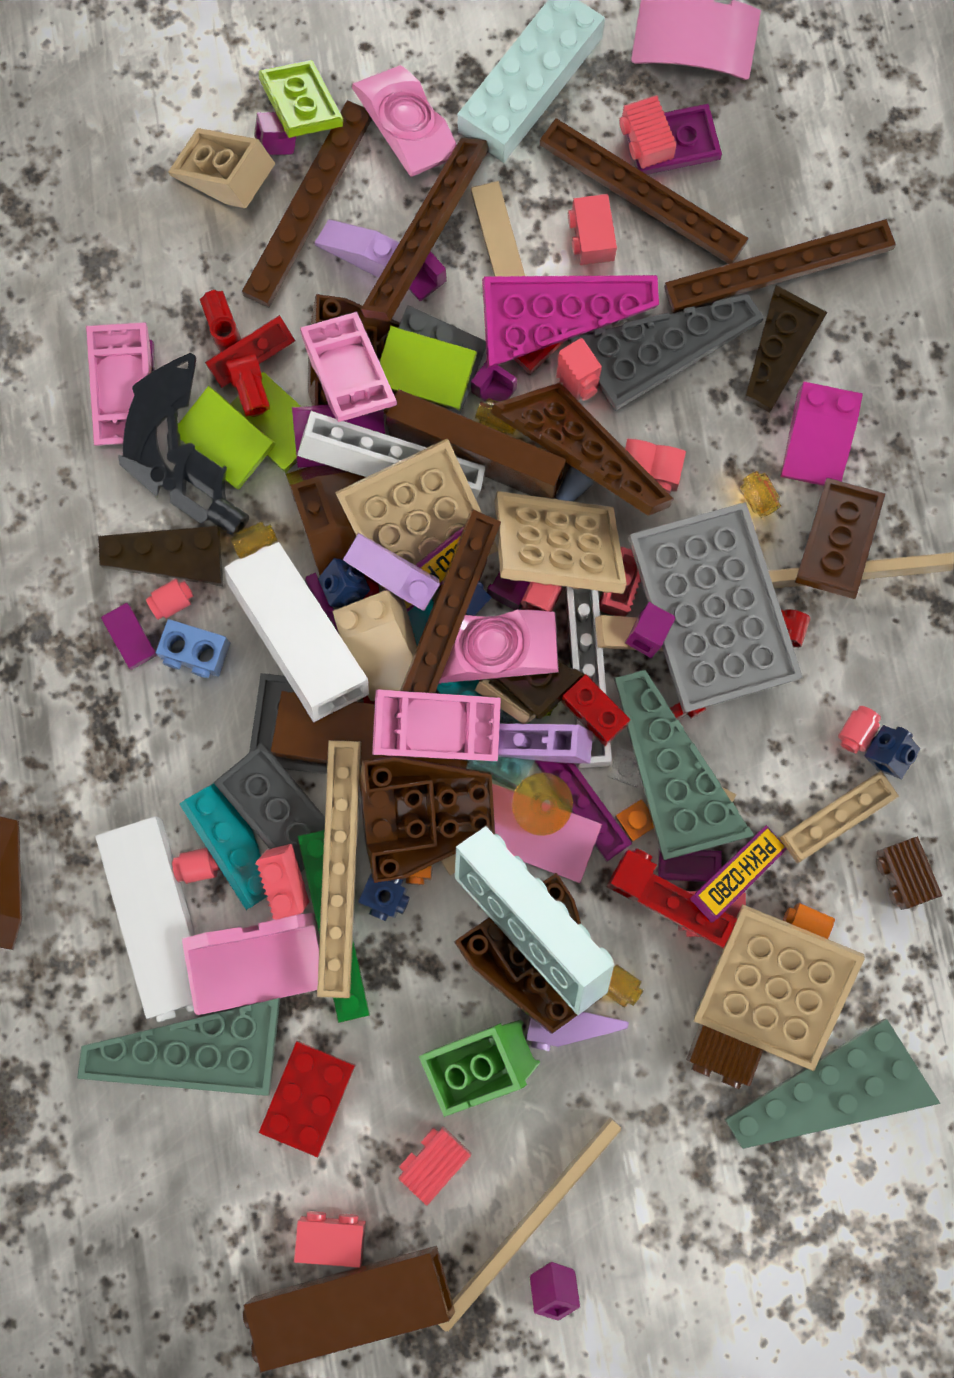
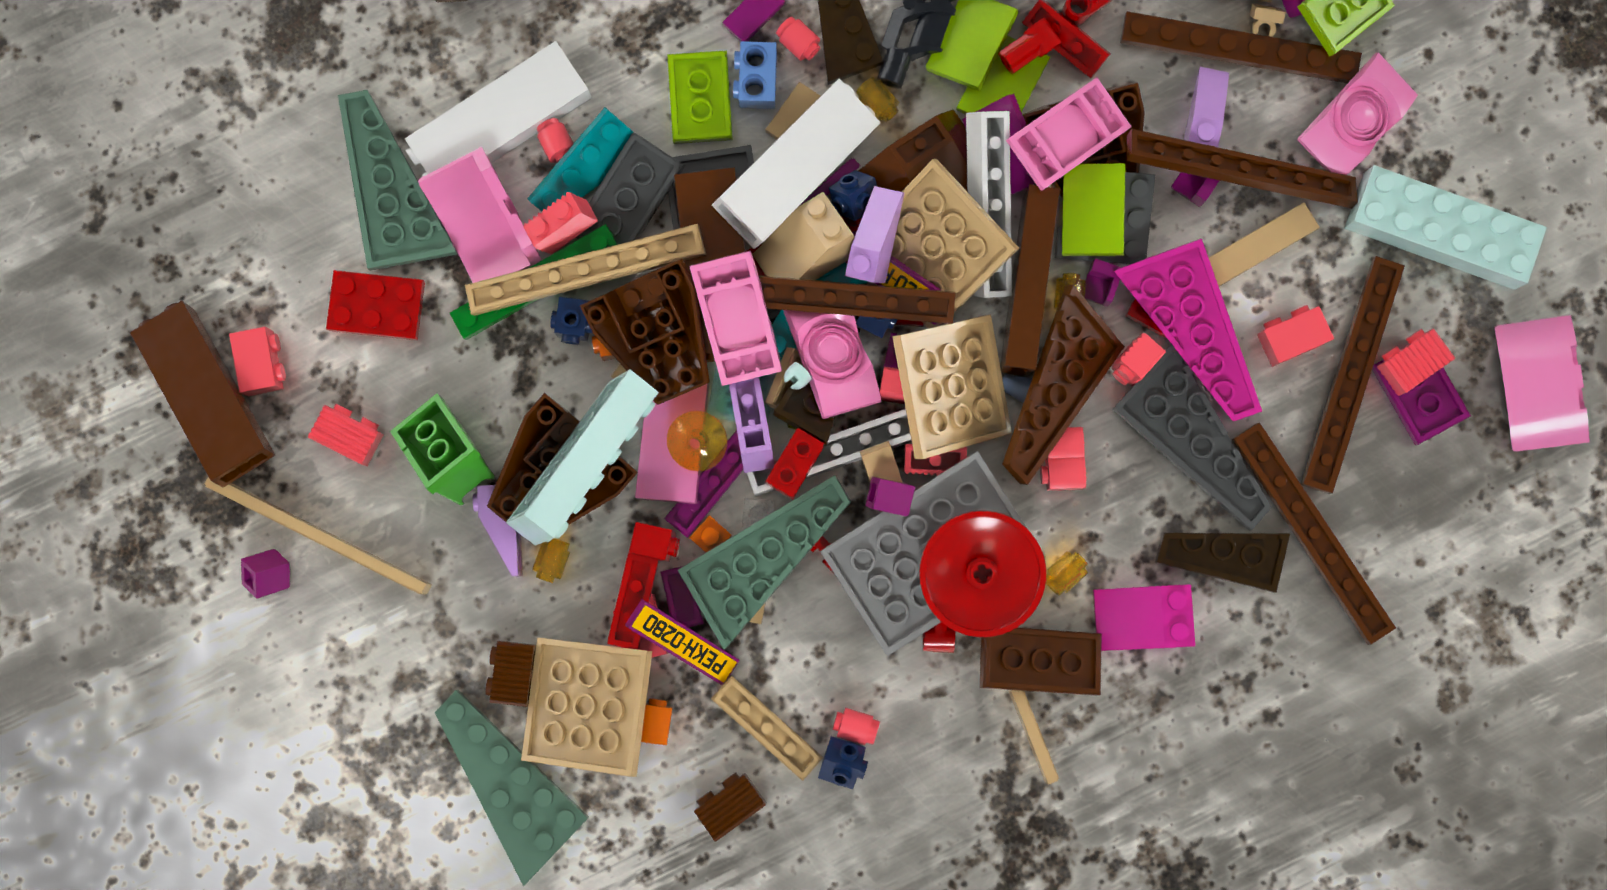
camera: 75 degrees right, 5 degrees up
(196, 711) = (699, 97): none -> lime tile
(239, 625) = (795, 105): none -> tan tile
(285, 171) = (1267, 15): none -> tan tile
(510, 682) = (797, 375): none -> light aqua hinge
(751, 560) = (982, 573): none -> red dish

